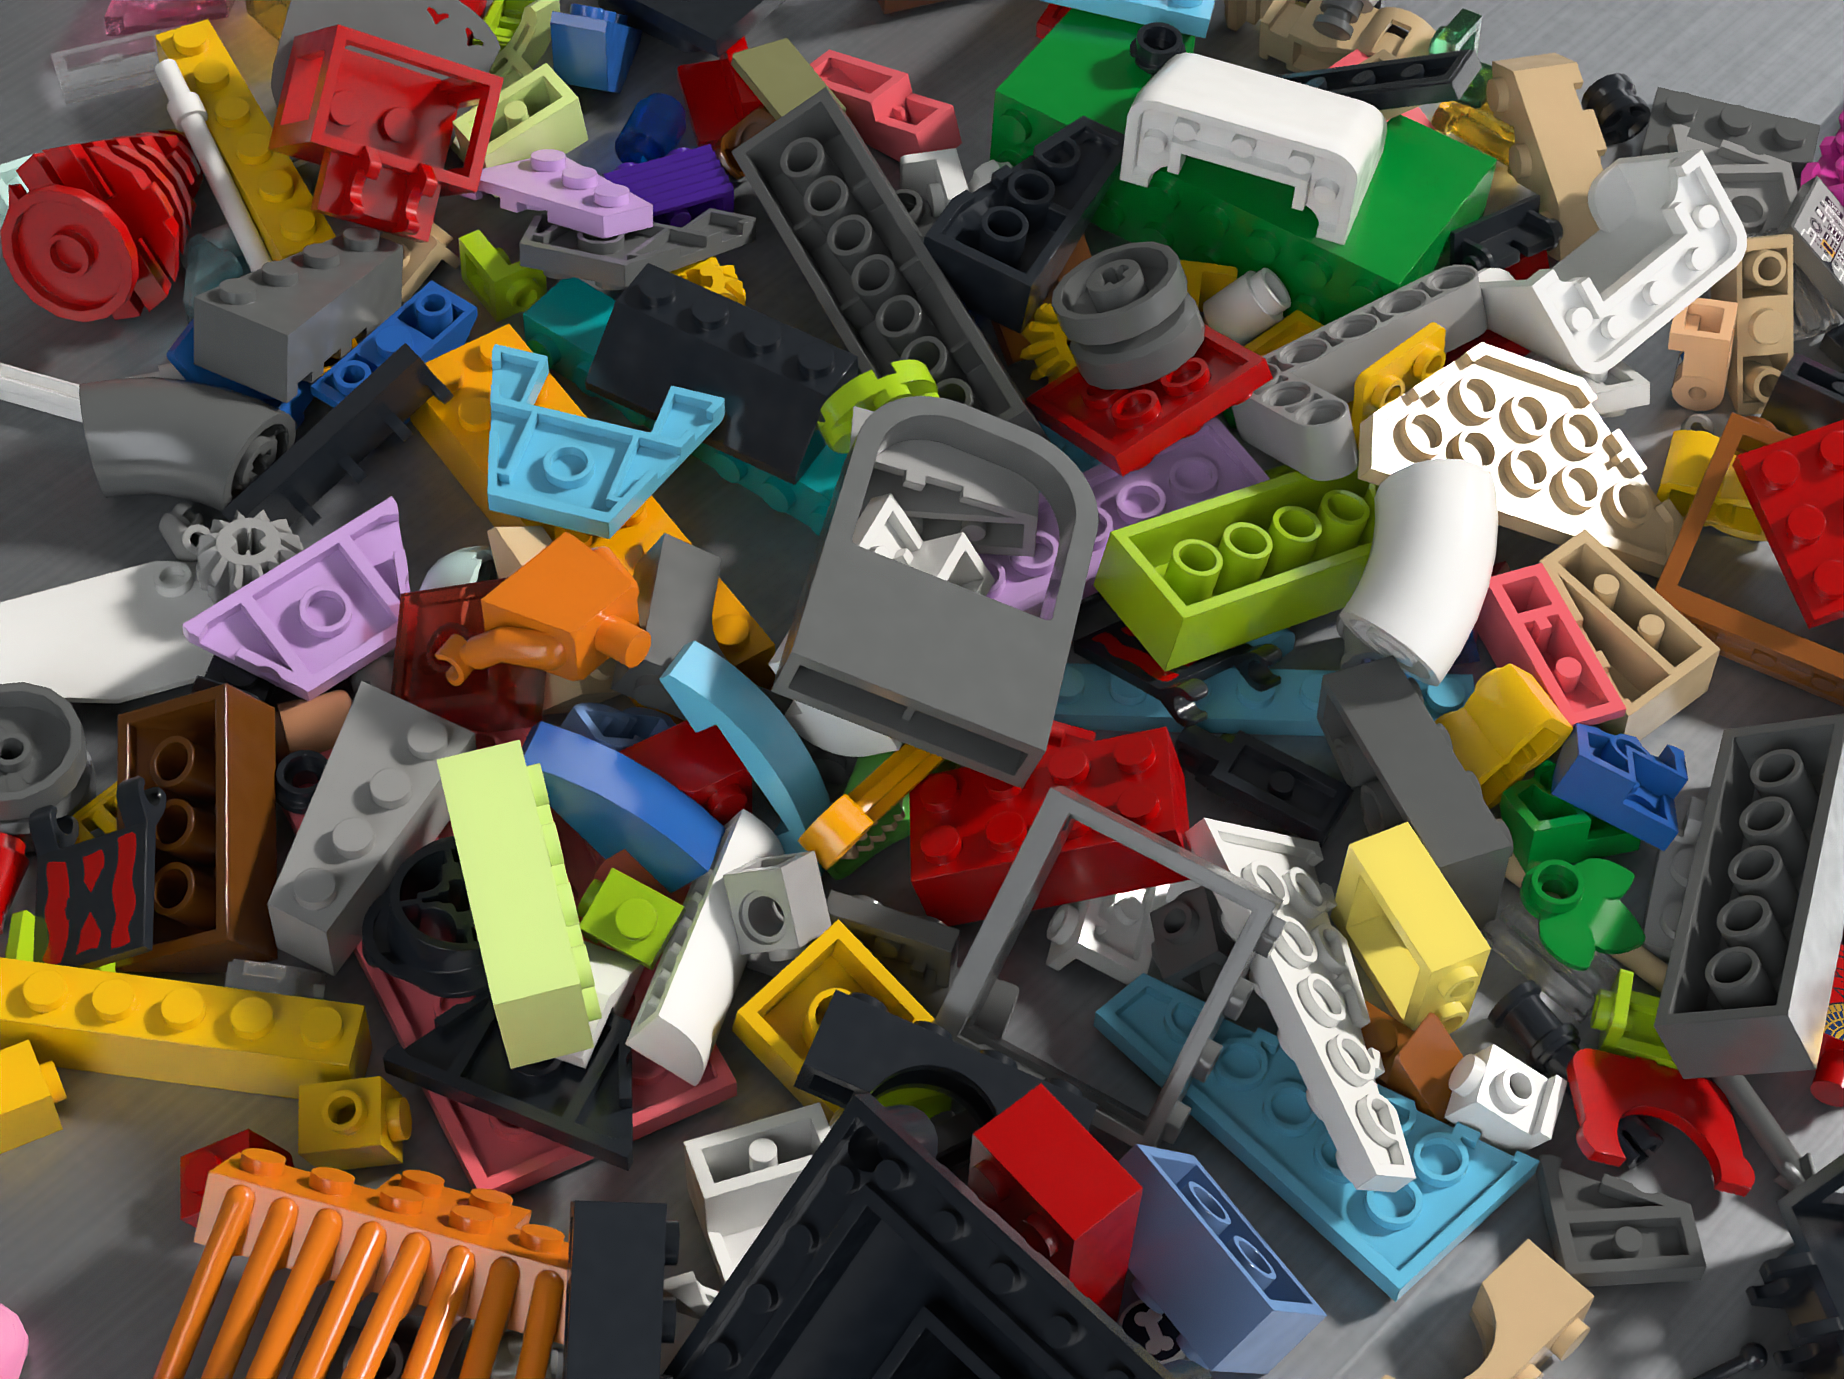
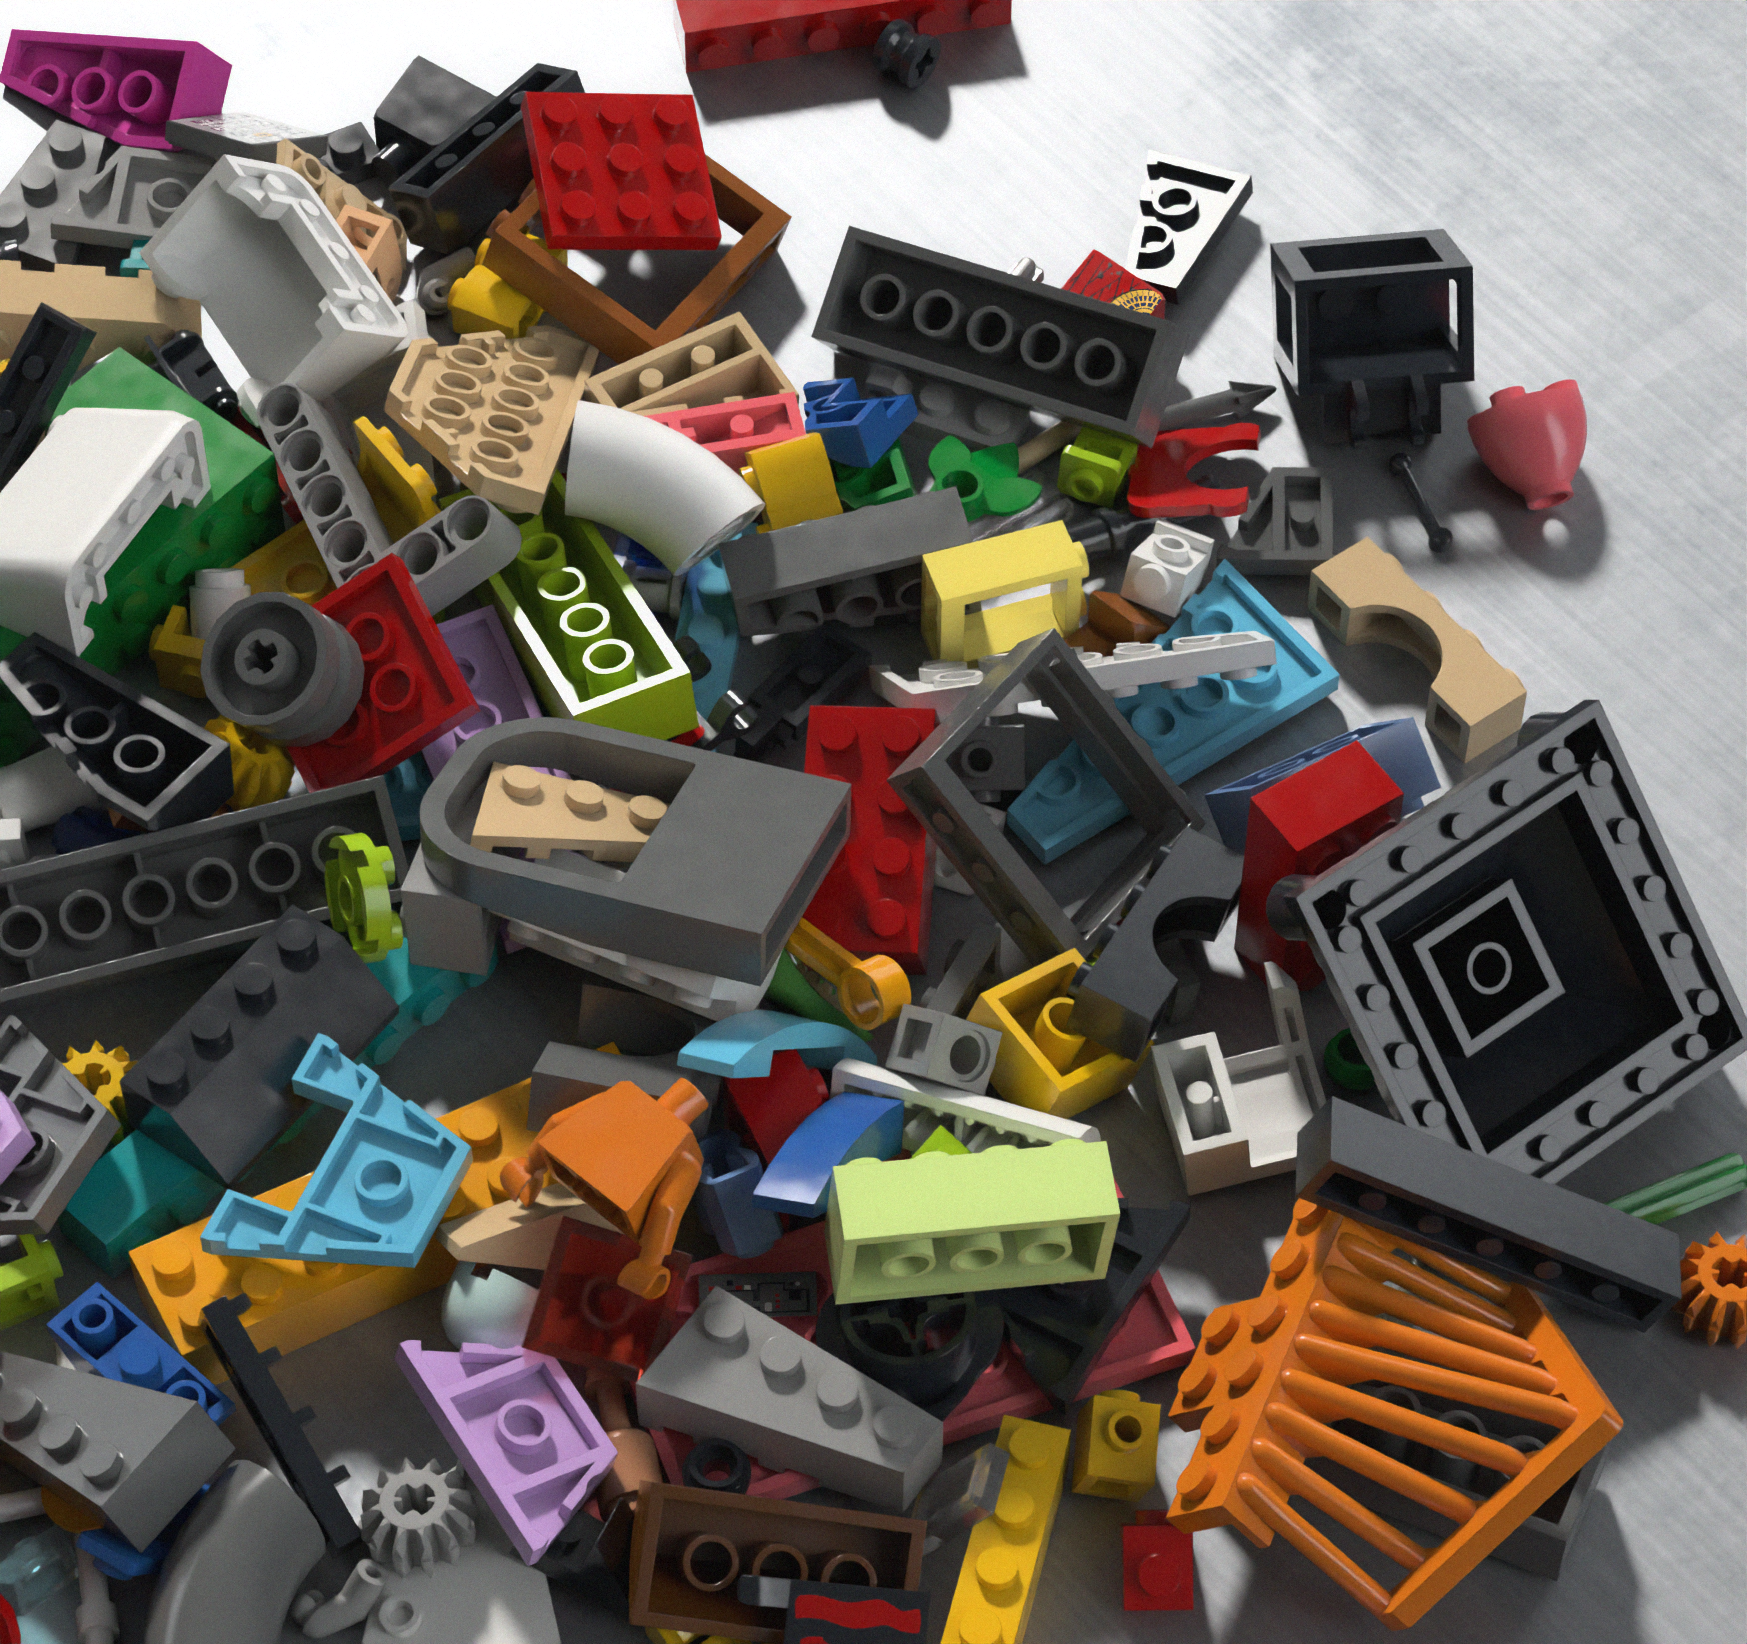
camera: 80 degrees left, 0 degrees up
(982, 523) = (559, 813): none -> tan wing

